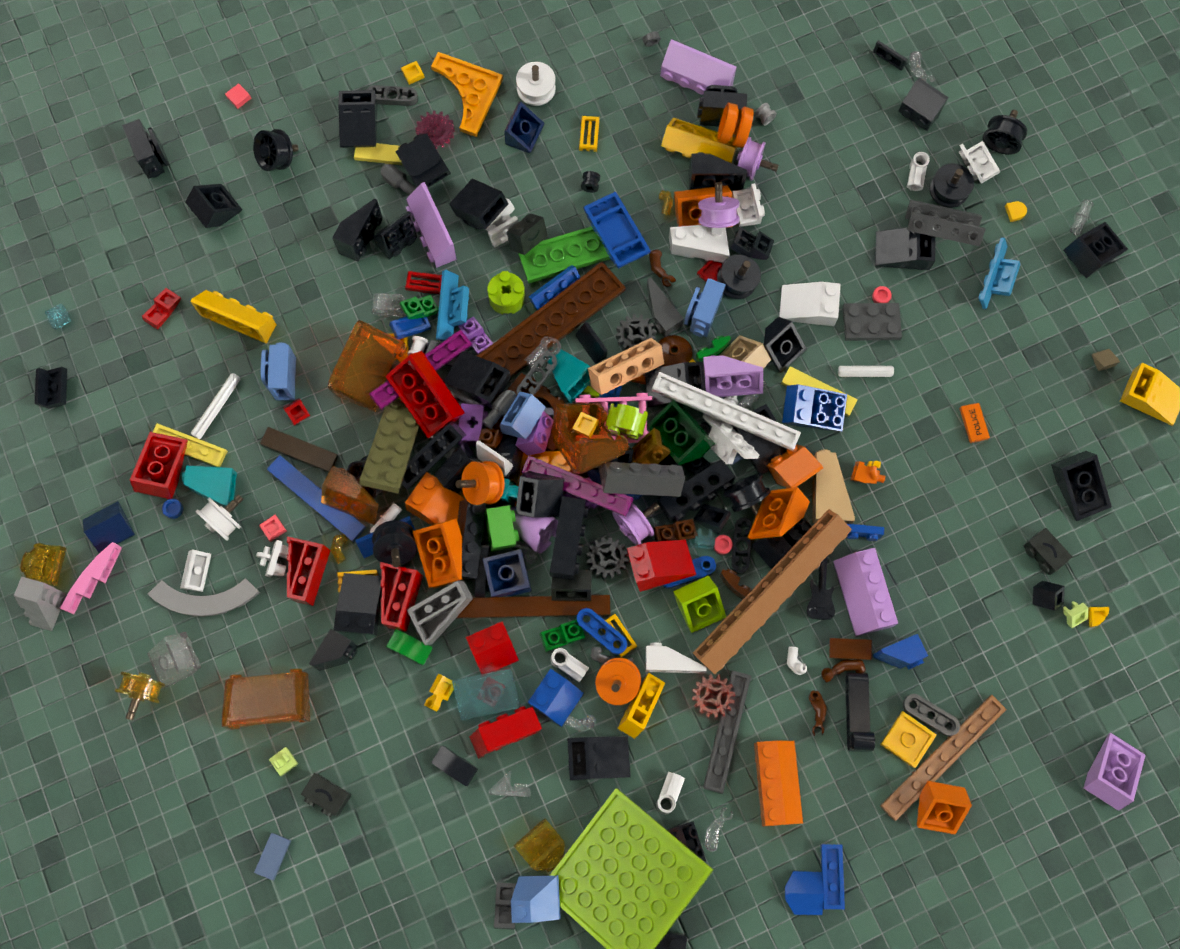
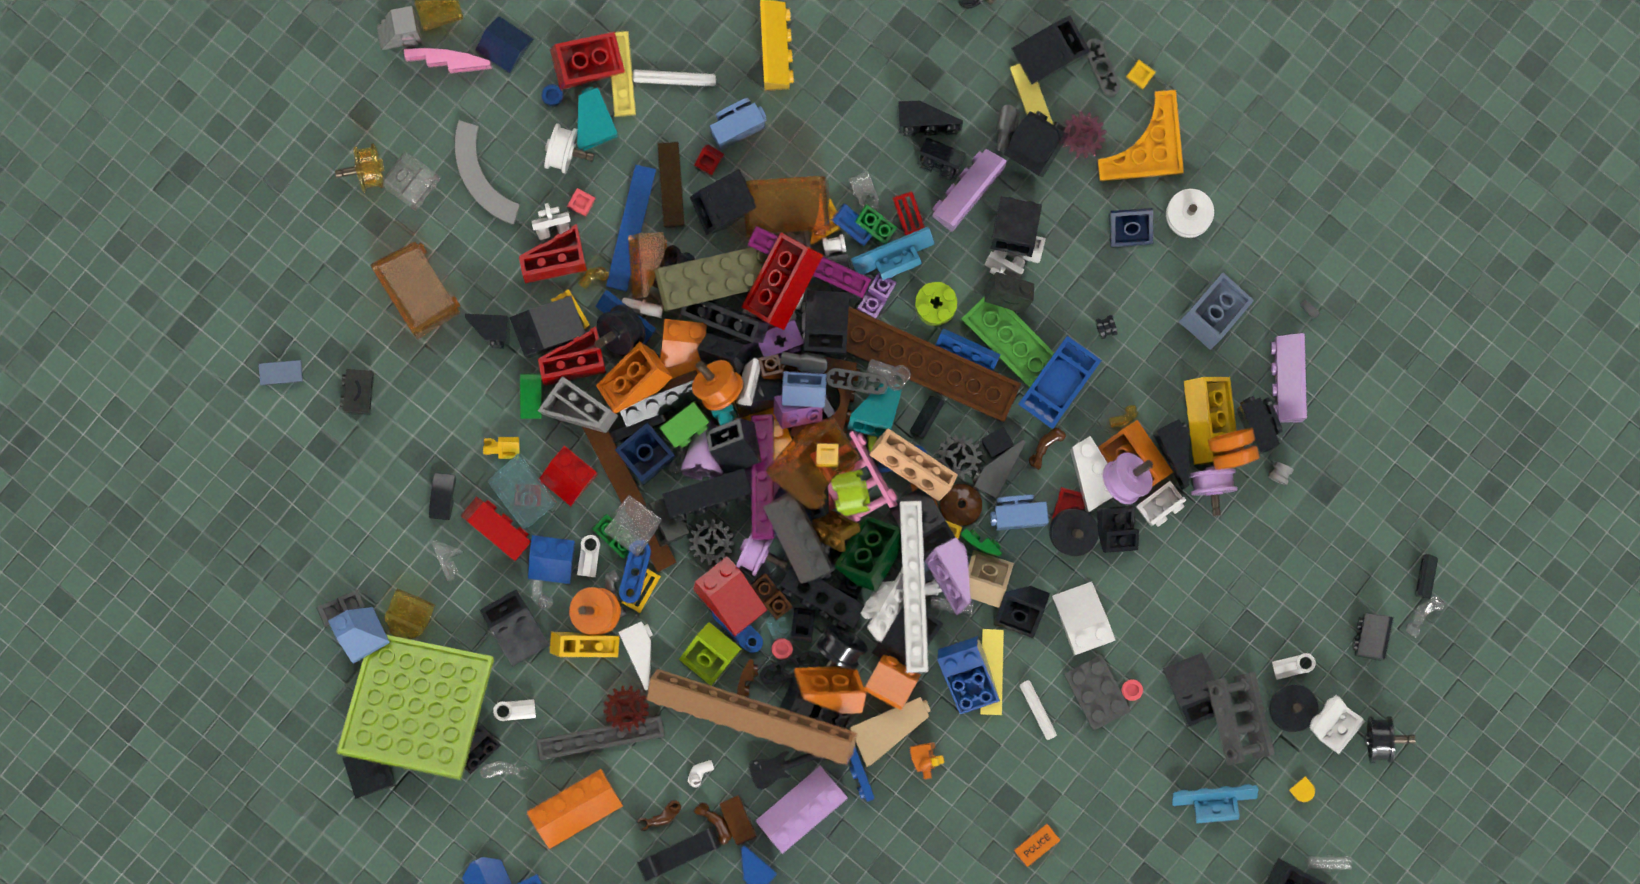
camera: 65 degrees right, 10 degrees up
(195, 571) = (503, 152): white slope -> none
(283, 761) = (369, 335): yellowish green tile -> none
(336, 409) = (723, 202): none -> black slope
(562, 613) = (633, 525): none -> clear slope
(588, 147) = (1148, 303): yellow tile -> none
(620, 102) = (1216, 311): none -> sand blue slope
(639, 300) = (997, 442): none -> black panel

